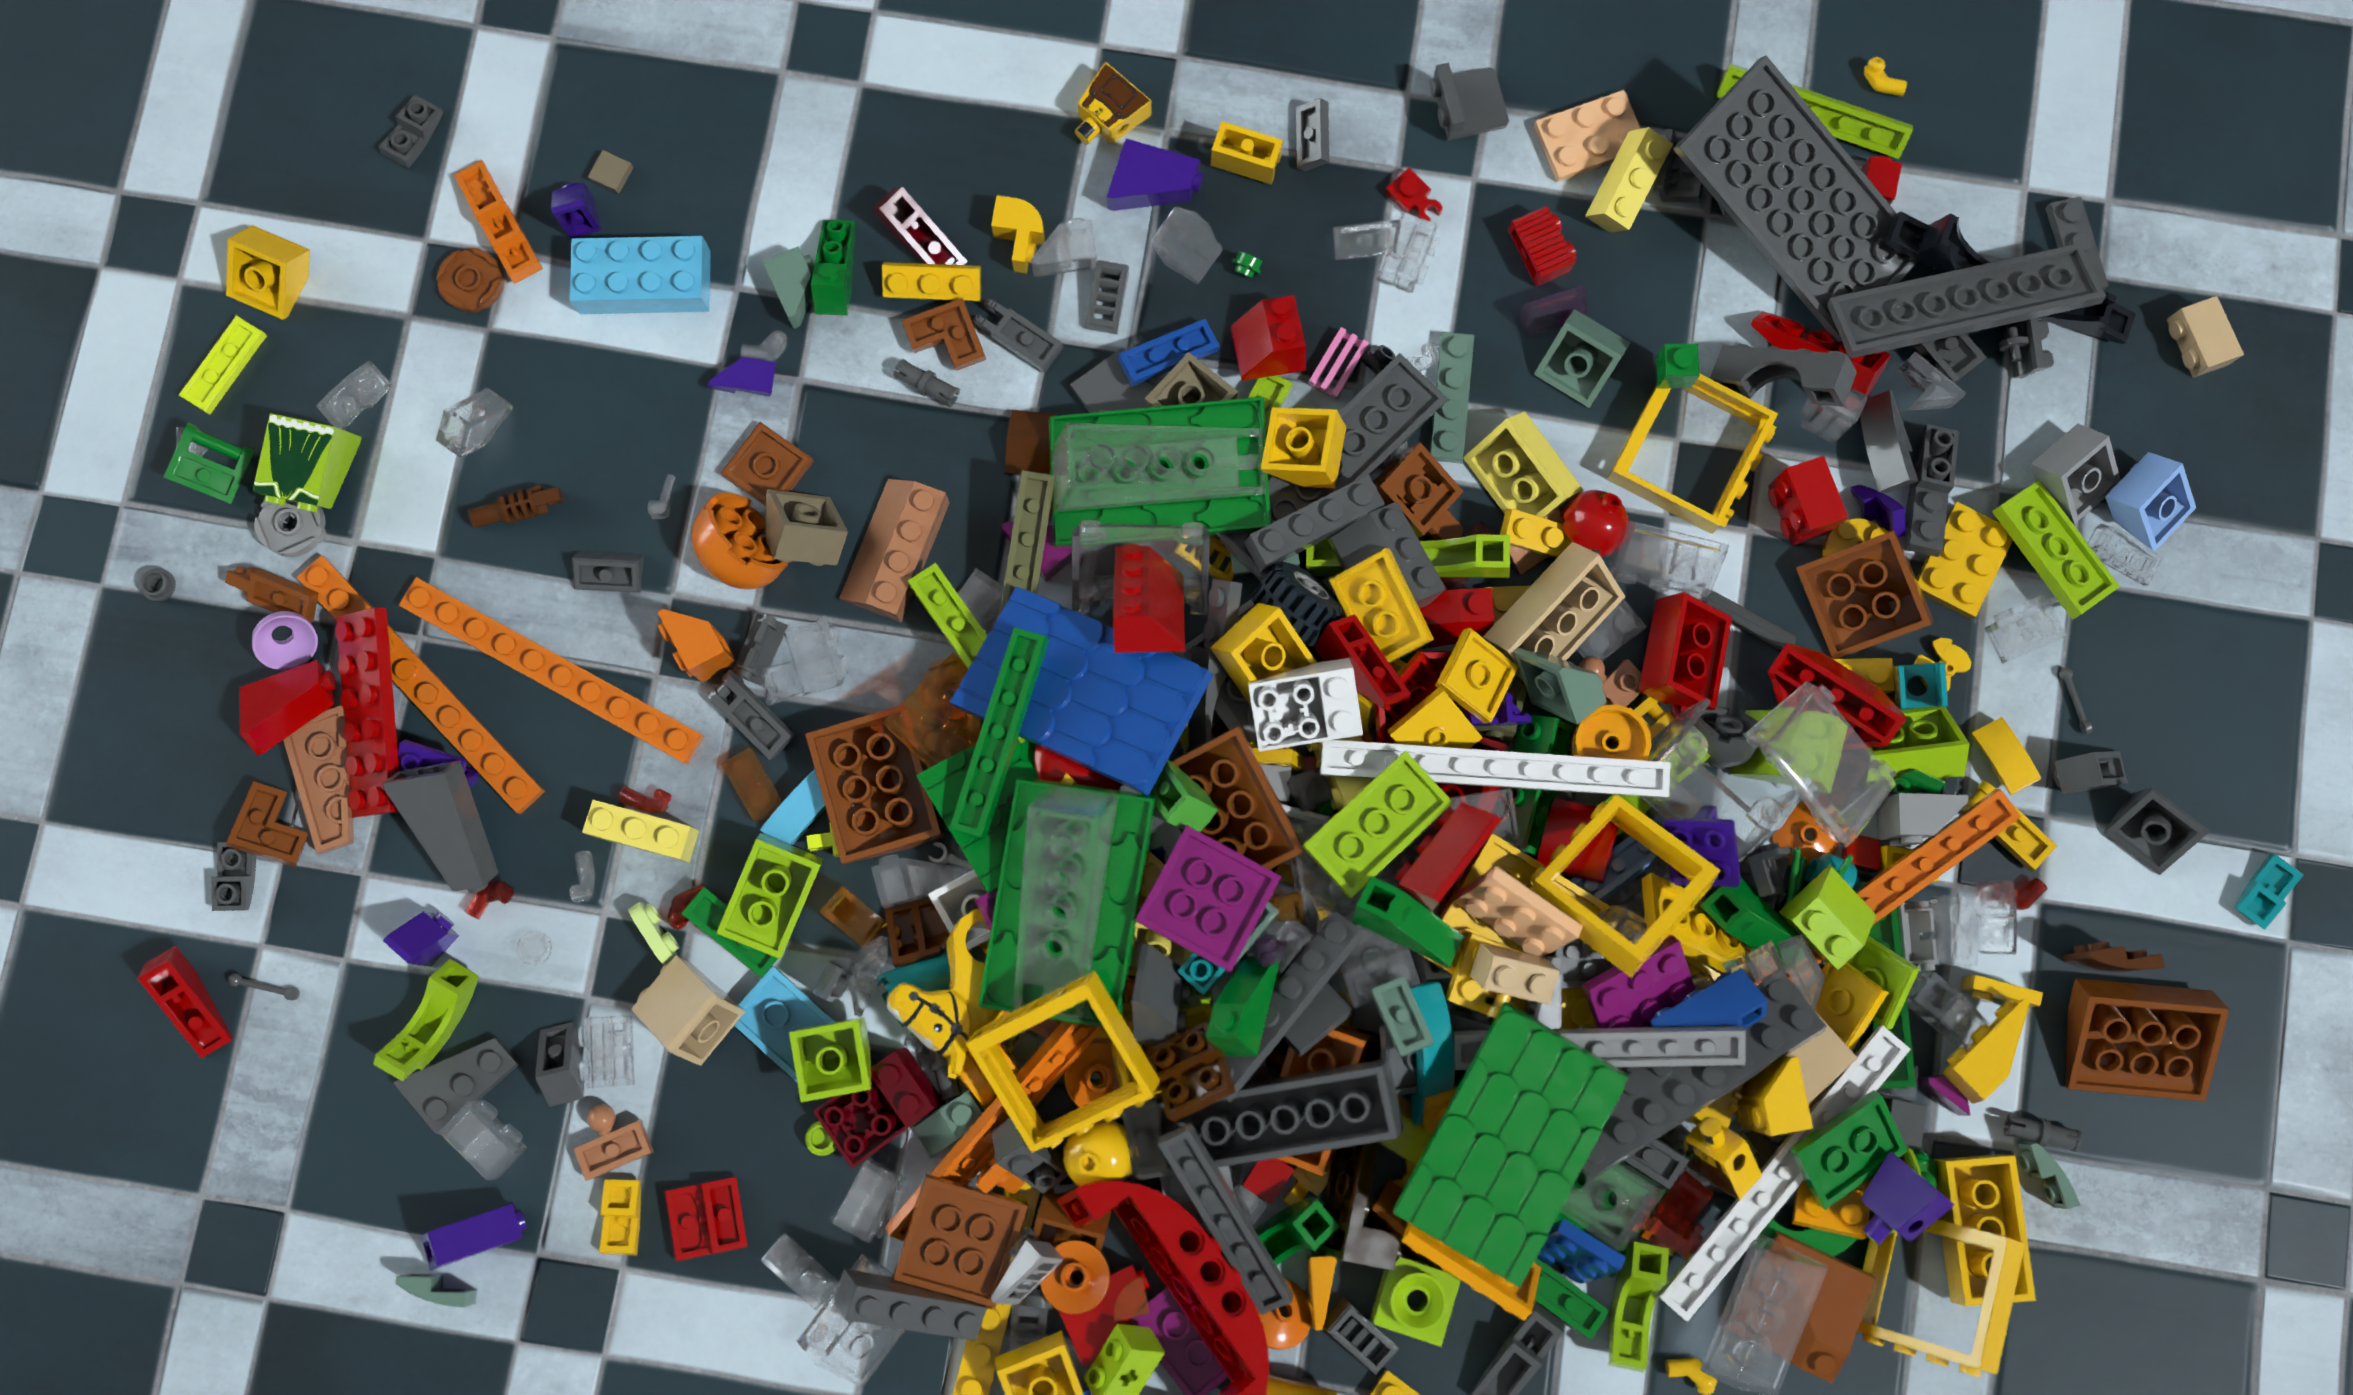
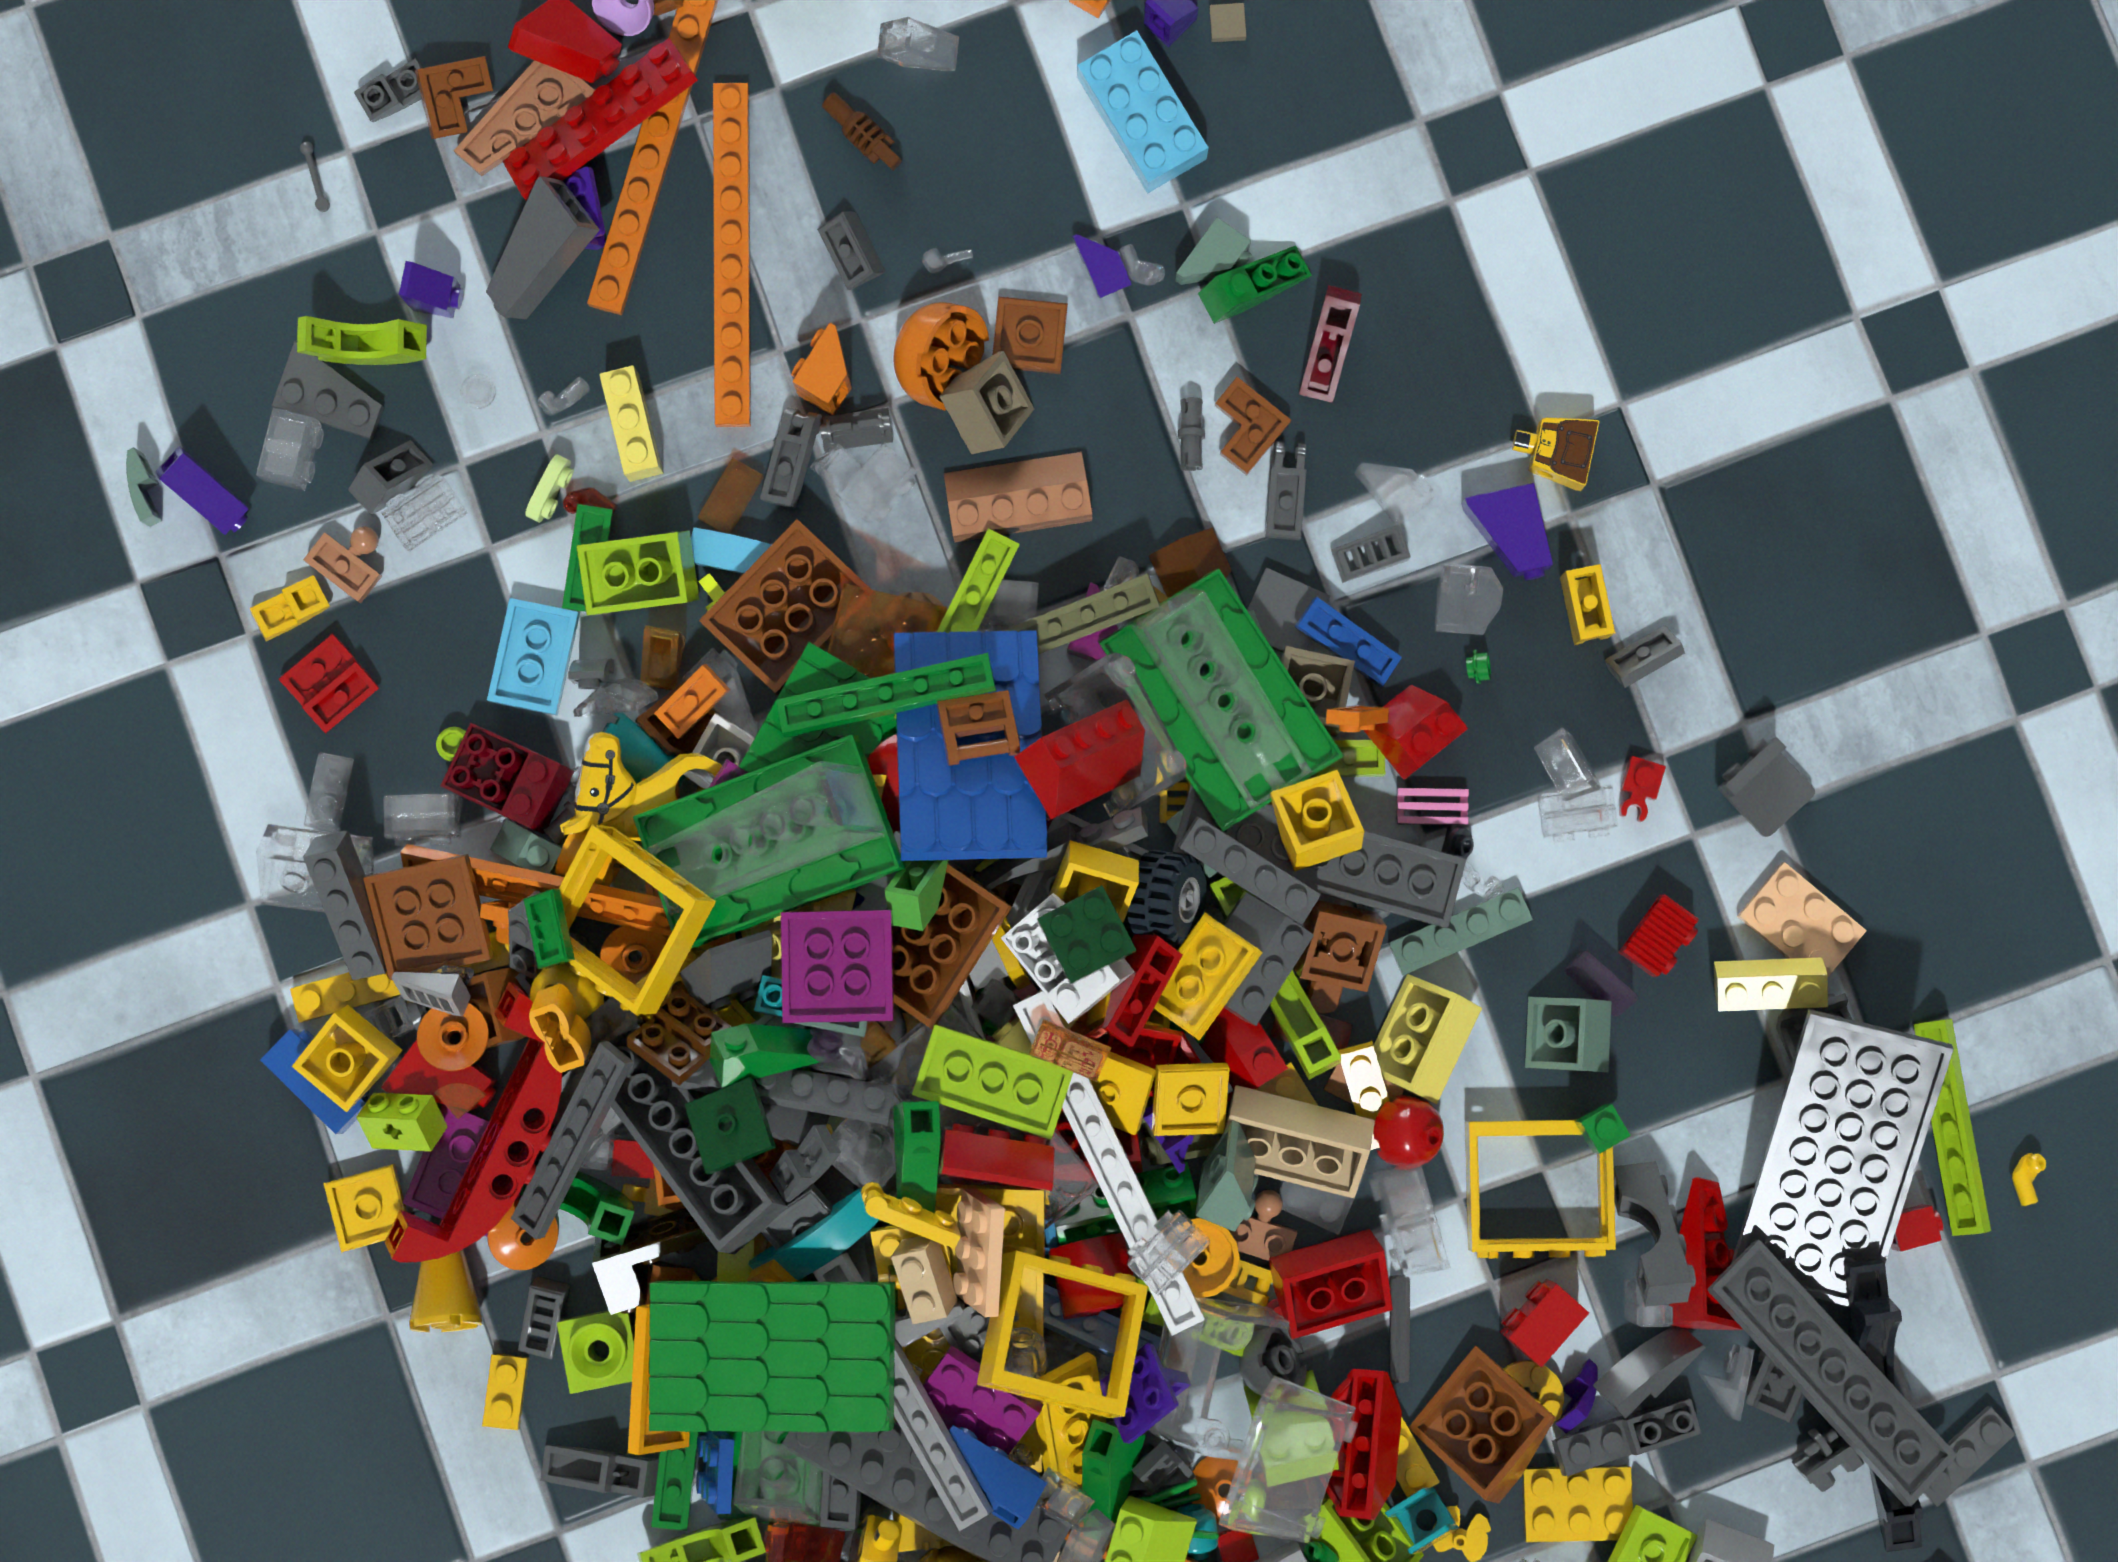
camera: 65 degrees right, 5 degrees up
(185, 1001) = (264, 118): red slope -> none
(495, 891) = (506, 326): clear red arm -> none
(643, 803) = (658, 410): clear red arm -> none
(687, 1011) = (495, 560): tan slope -> none
(831, 1059) = (523, 712): lime slope -> none
(906, 908) = (692, 701): none -> orange plate
(931, 281) = (1291, 382): yellow plate -> none
(950, 858) = (763, 710): white hand -> none
(1006, 499) = (1122, 571): none -> clear plate
(1020, 223) = (1396, 431): yellow brick -> none
(1034, 1133) = (549, 929): none -> green plate
(1061, 668) = (978, 716): none -> dark orange plate
(1126, 1170) = (561, 1029): none -> light orange brick
(1237, 372) = (1357, 717): none -> orange plate
(1294, 1067) = (730, 1125): none -> dark green plate
(1300, 673) = (1086, 935): none -> dark green plate
(1320, 1278) = (571, 1255): light orange slope -> none
(1361, 1023) = (802, 1167): none -> dark grey slope
(1386, 745) = (1070, 1050): none -> clear orange tile
(1402, 1016) = (829, 1197): sand green plate -> none
(1456, 954) = (910, 1215): none -> yellow plate
(1598, 758) = (1167, 1251): none -> clear brick

